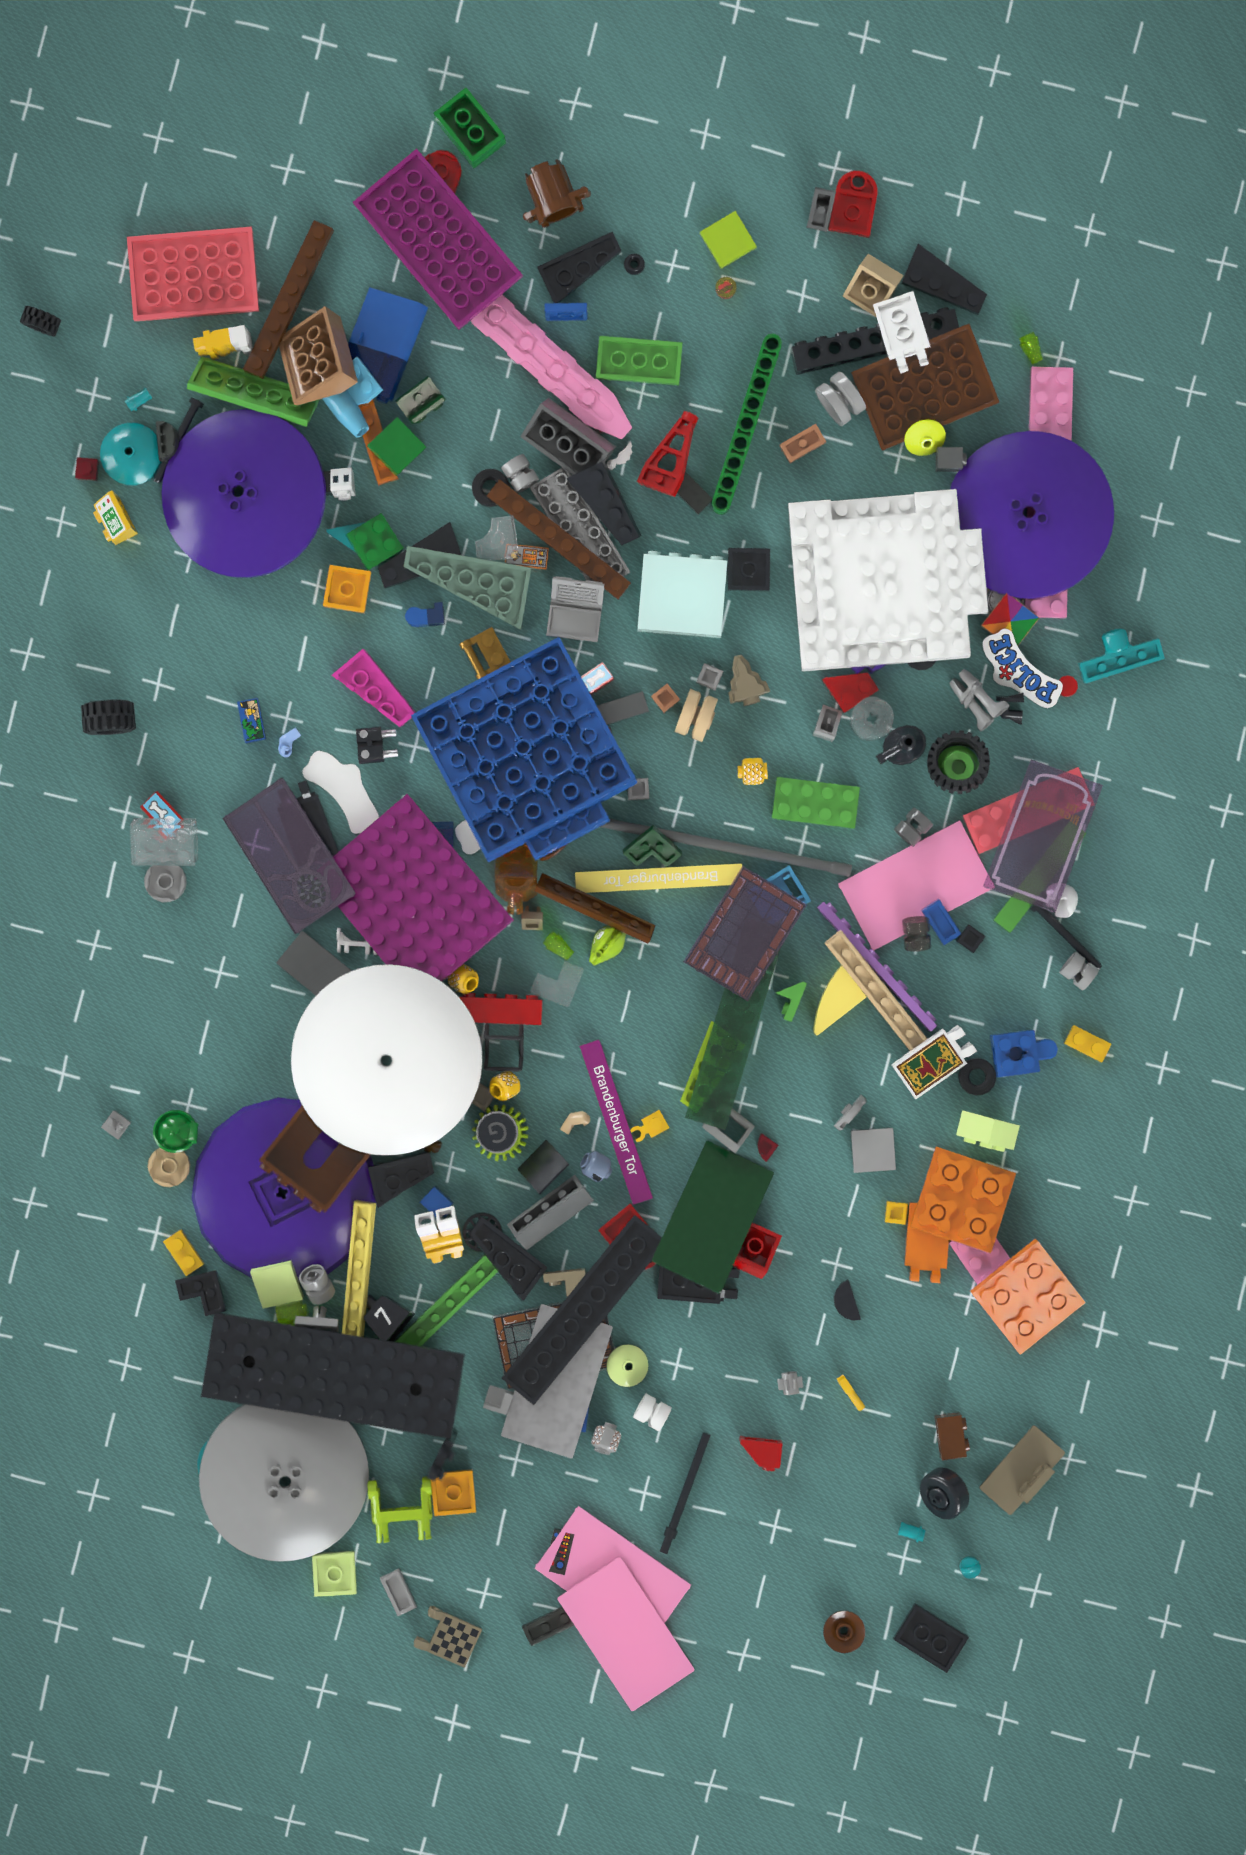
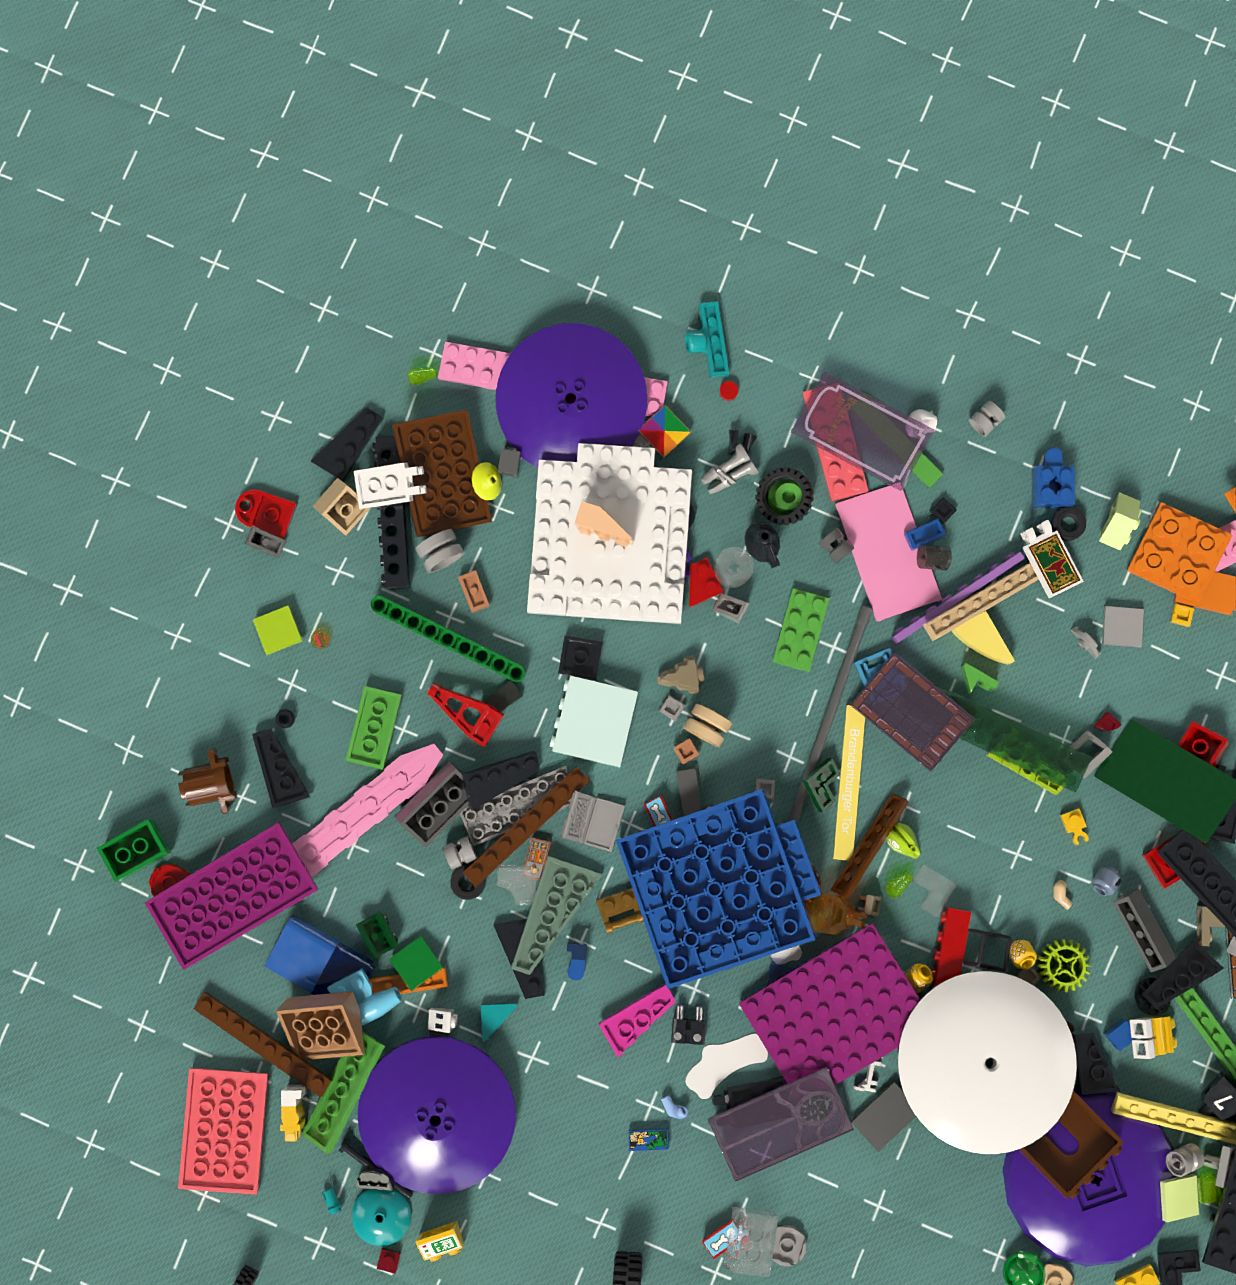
camera: 80 degrees left, 5 degrees down
(347, 589) = (540, 1030): light orange plate -> none
(374, 541) = (500, 998): green plate -> none
(497, 1132) = (1065, 968): black tile -> none
(543, 1166) = (1101, 930): black piece -> none
(566, 311) = (318, 787): blue tile -> none
(616, 1122) = (1067, 856): magenta tile -> none
(622, 457) = (459, 756): white piece -> none
(753, 771) = (765, 682): yellow head -> none
(897, 555) = (596, 521): none -> light nougat slope
(1015, 671) = (710, 432): sticker -> none
(1066, 935) = (954, 423): black bar -> none
(1087, 1043) = (1051, 421): yellow plate -> none

